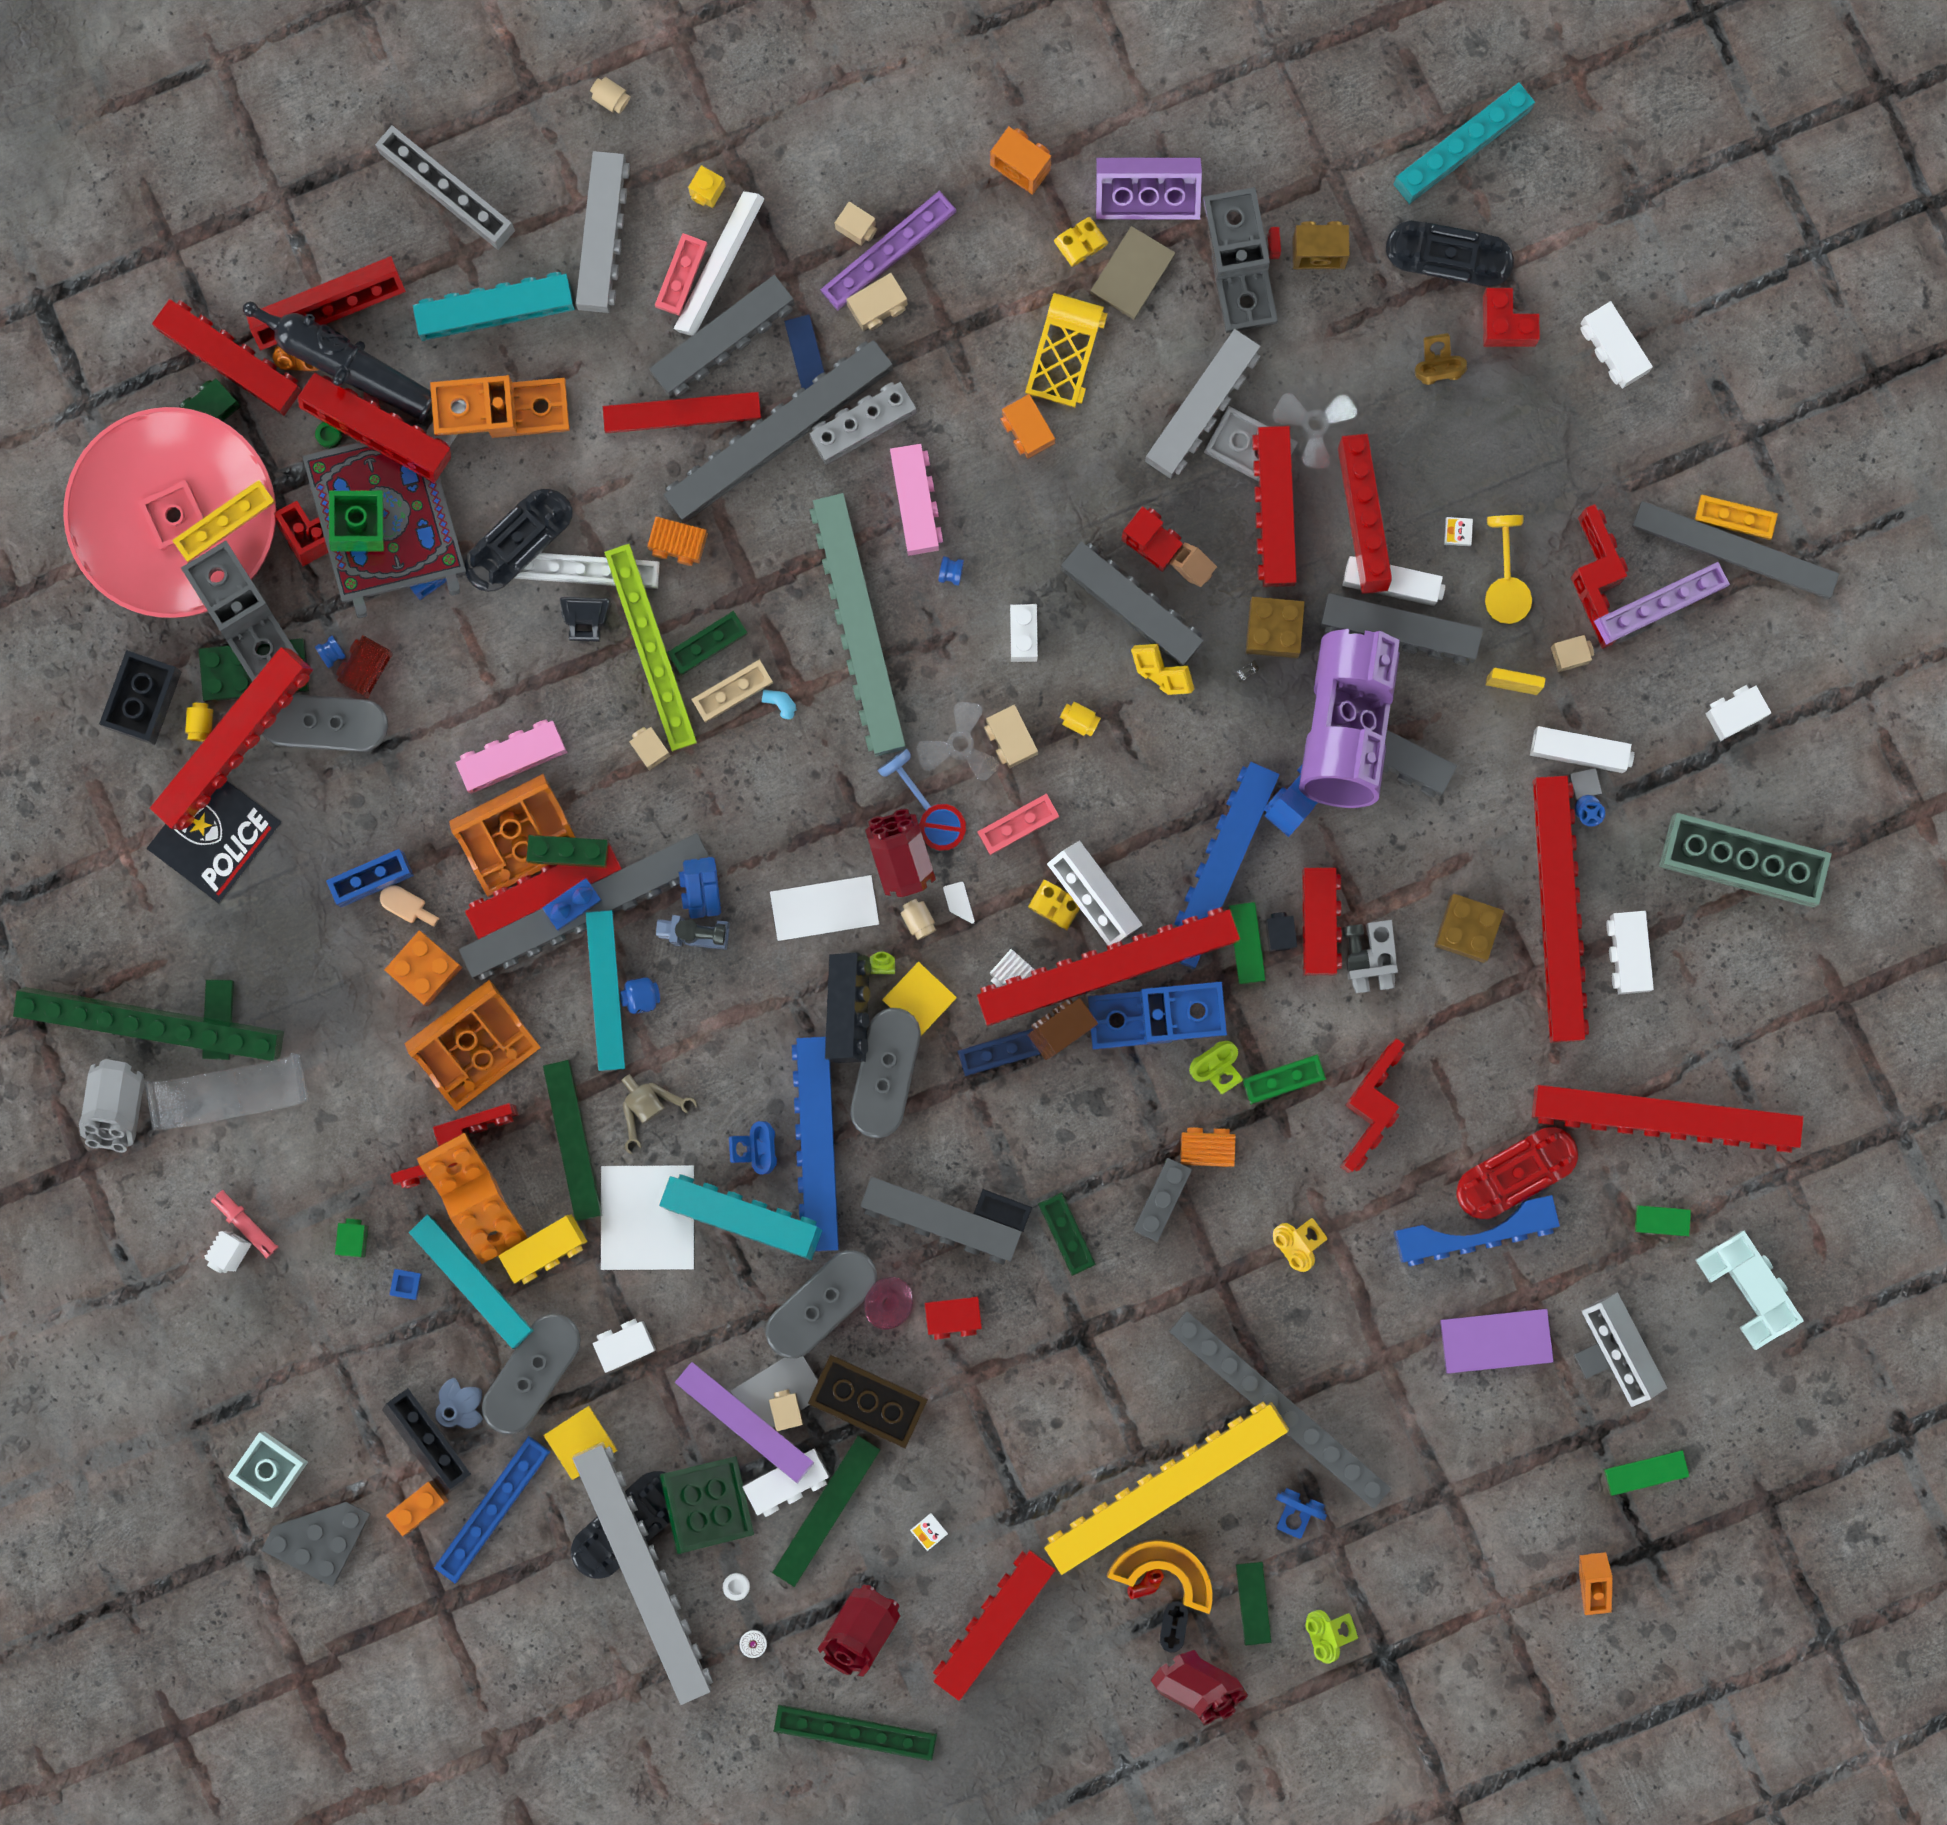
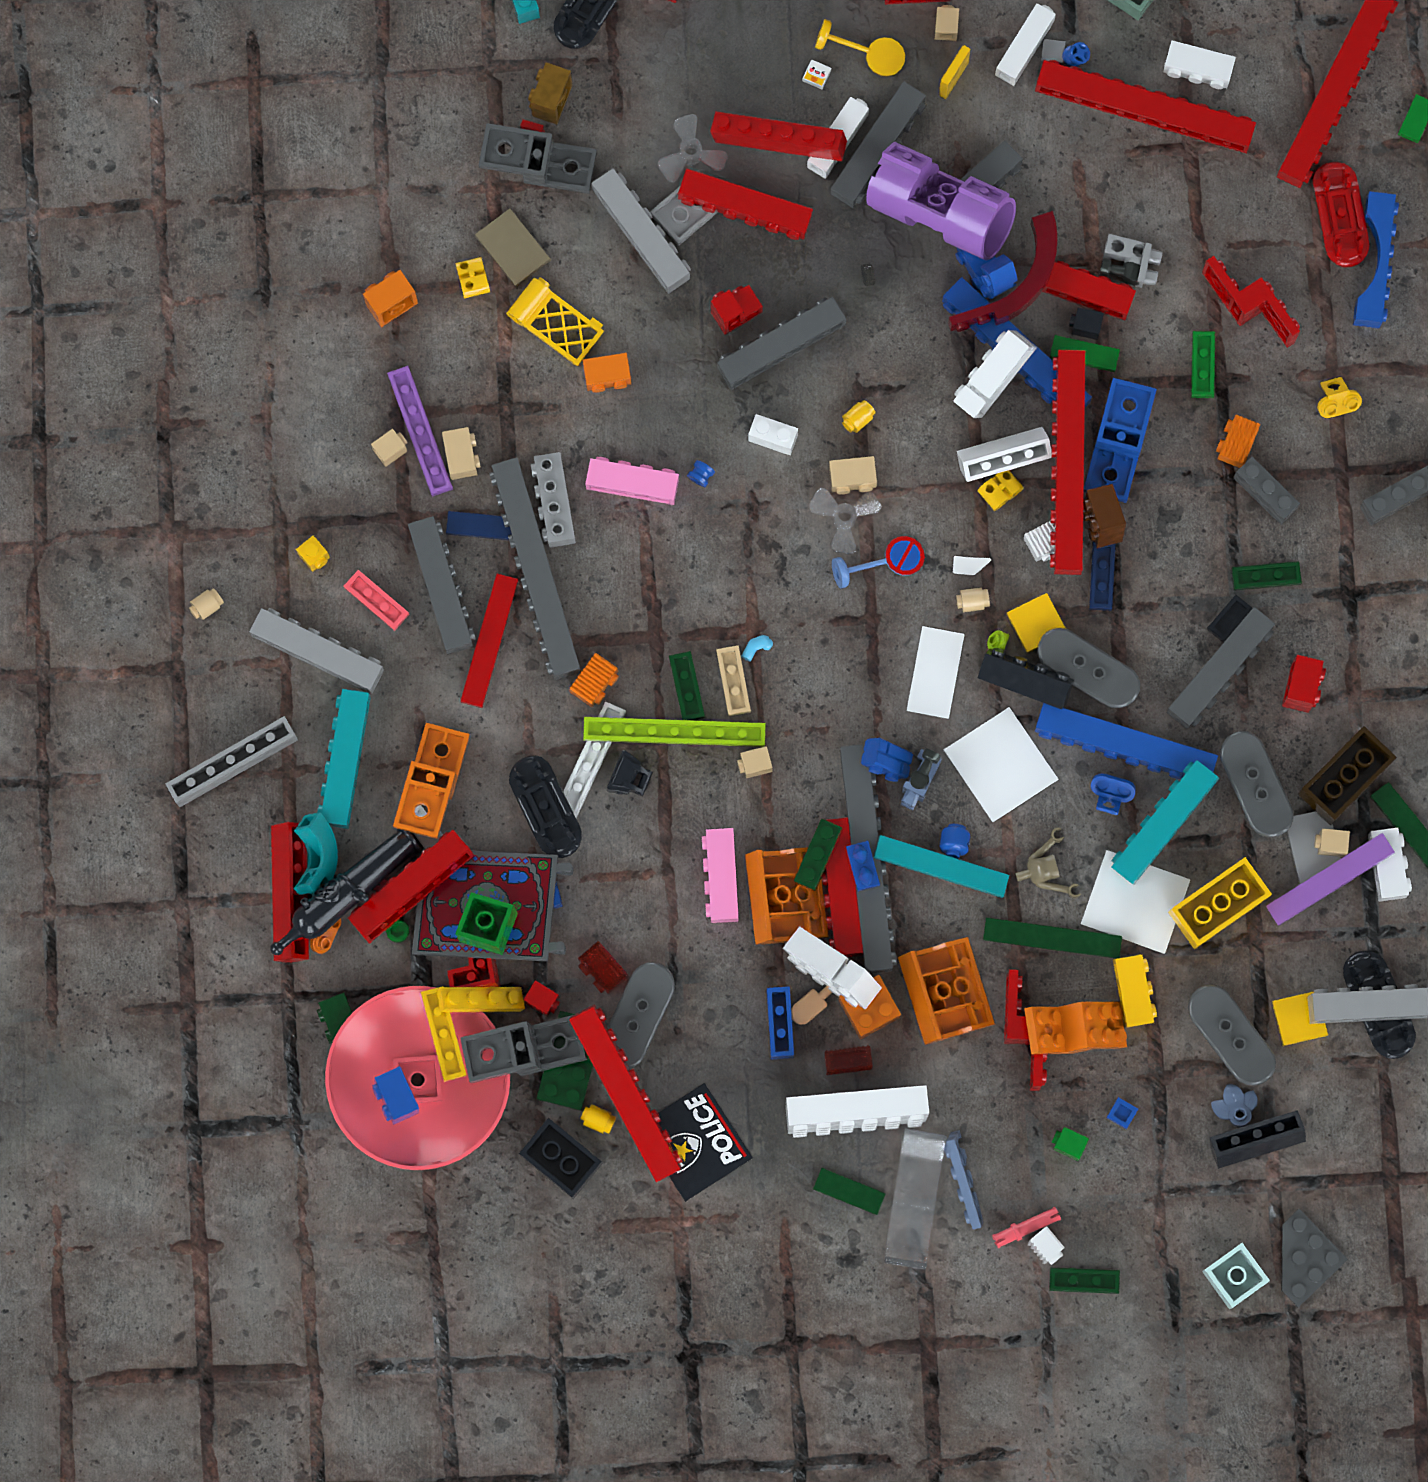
camera: 70 degrees left, 5 degrees down
(111, 1106) = (891, 1299): light grey brick -> none
(132, 493) = (396, 1096): none -> blue brick
(148, 1023) = (834, 1246): dark green brick -> none
(210, 1307) = (1084, 1280): none -> dark green tile
(227, 357) = (301, 990): red brick -> none
(270, 1137) = (958, 1157): none -> sand blue wing
(278, 547) = (480, 999): none -> yellow plate
(294, 992) = (857, 1110): none -> white brick
(307, 614) = (542, 999): none -> red brick
(330, 651) = (580, 991): blue wheel -> none
(355, 966) = (848, 1060): none -> clear red brick
(380, 320) = (321, 851): none -> teal arch
(417, 1508) = (1308, 1166): orange brick -> none
(442, 910) = (830, 968): none -> white piece
(471, 1281) = (1139, 1058): teal tile -> none
(492, 1509) = (1329, 1109): blue tile -> none
(624, 1346) = (1234, 954): white brick -> none
(673, 1309) = (1219, 903): none -> yellow brick
(706, 1504) = (1386, 932): dark green plate -> none
(719, 263) = (379, 566): white tile -> none
(747, 1016) = (1001, 764): none -> white sticker
(859, 625) = (717, 561): sand green brick -> none
(895, 1309) = (1273, 732): clear pink dish -> none
(900, 853) = (916, 593): dark red brick -> none
(1018, 824) = (925, 495): coral plate -> none
(1148, 188) = (450, 209): medium lavender slope -> none
(1170, 679) = (853, 335): yellow tile -> none
(1178, 849) = (994, 374): none -> white piece
(1193, 564) = (768, 283): medium nougat brick -> none
(1214, 1064) = (1172, 411): lime bracket -> none
(1275, 627) = (841, 239): pearl gold brick -> none
(1296, 855) = (1027, 292): none -> dark red arch
(1439, 366) = (680, 38): pearl gold bracket -> none
(1469, 928) = (1135, 179): pearl gold brick -> none

